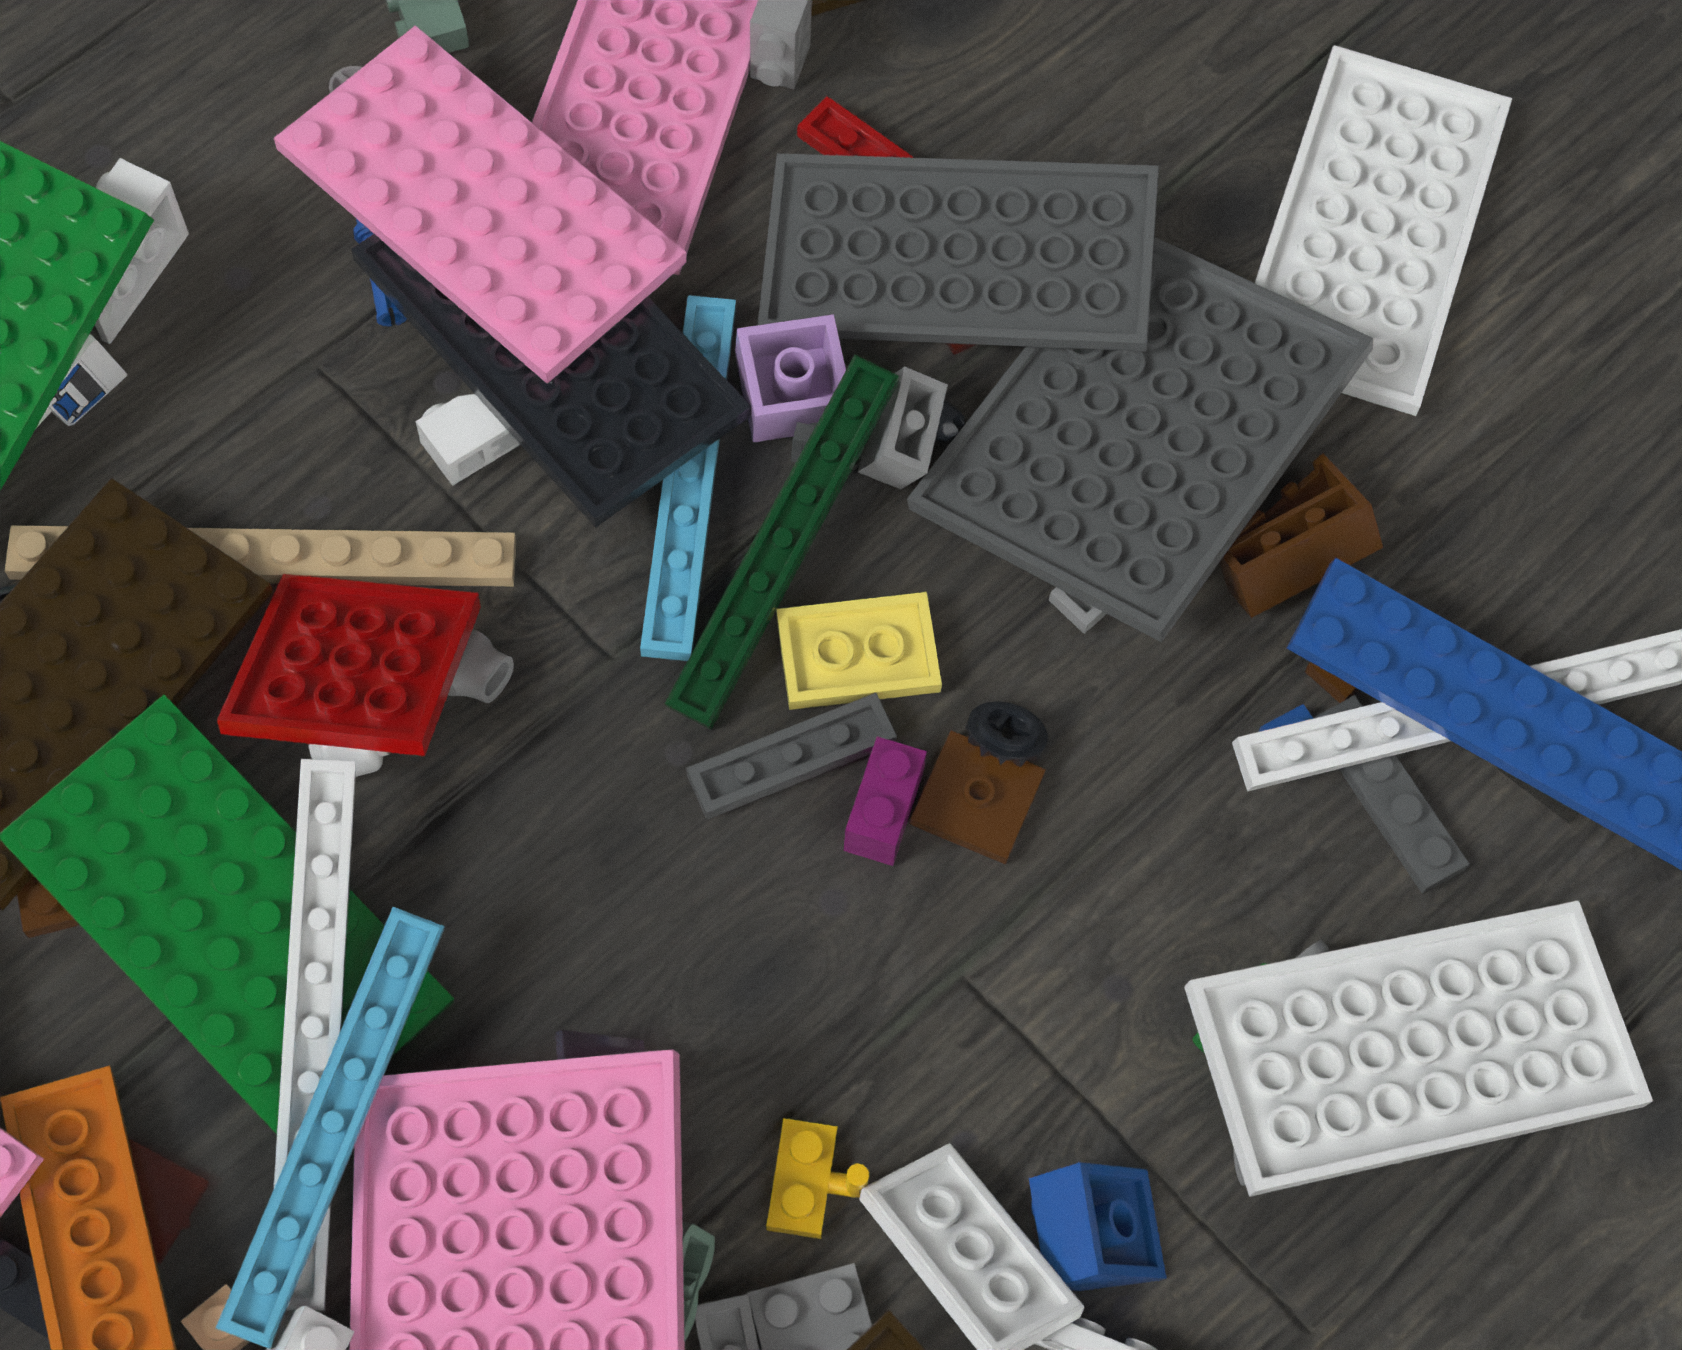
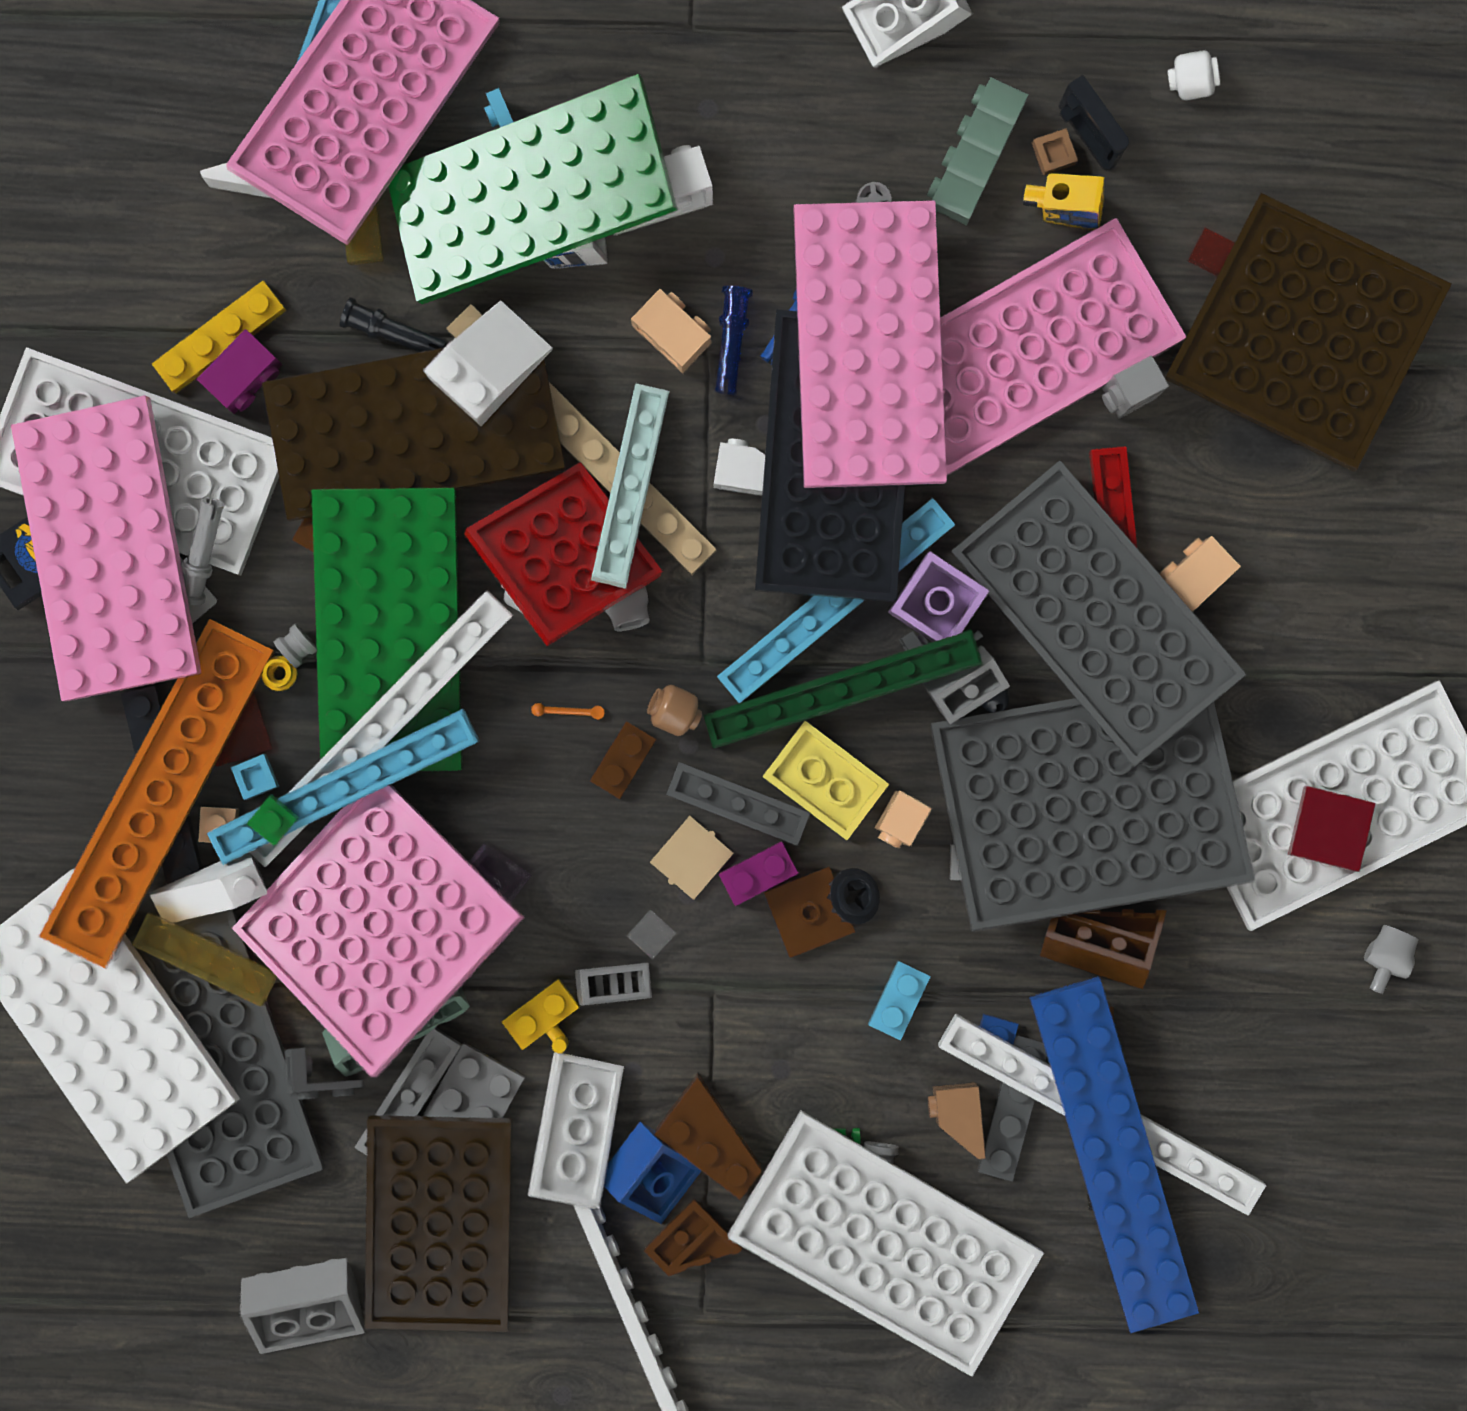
camera: 45 degrees right, 20 degrees up
(82, 548) = (488, 362): none -> white slope
(132, 1037) = (295, 645): none -> light grey wheel
(135, 1074) = (269, 678): none -> yellow plate
(217, 1226) = (254, 777): none -> medium azure plate
(258, 370) = (672, 329): none -> light nougat brick
(283, 1231) = (272, 820): none -> green plate
(319, 313) = (733, 321): none -> clear blue pin
(362, 544) = (630, 486): none -> light aqua tile
(547, 808) = (596, 712): none -> orange hinge
(624, 828) = (623, 760): none -> reddish brown plate
(629, 722) = (674, 710): none -> medium nougat head
(798, 860) = (691, 857): none -> tan piece
(828, 1096) = (583, 986): none -> light grey slope
(836, 977) = (651, 934): none -> clear tile
(975, 605) = (901, 820): none -> light nougat brick
(1015, 129) = (1200, 572): none -> light nougat brick
(1123, 1120) = (708, 1139): none -> reddish brown wedge
(1161, 797) = (899, 1000): none -> medium azure plate
(1216, 1259) = (690, 1241): none -> reddish brown wing
(1349, 848) = (959, 1115): none -> medium nougat slope
(1387, 247) = (1331, 828): none -> dark red tile
(1568, 313) = (1392, 955): none -> light grey piece

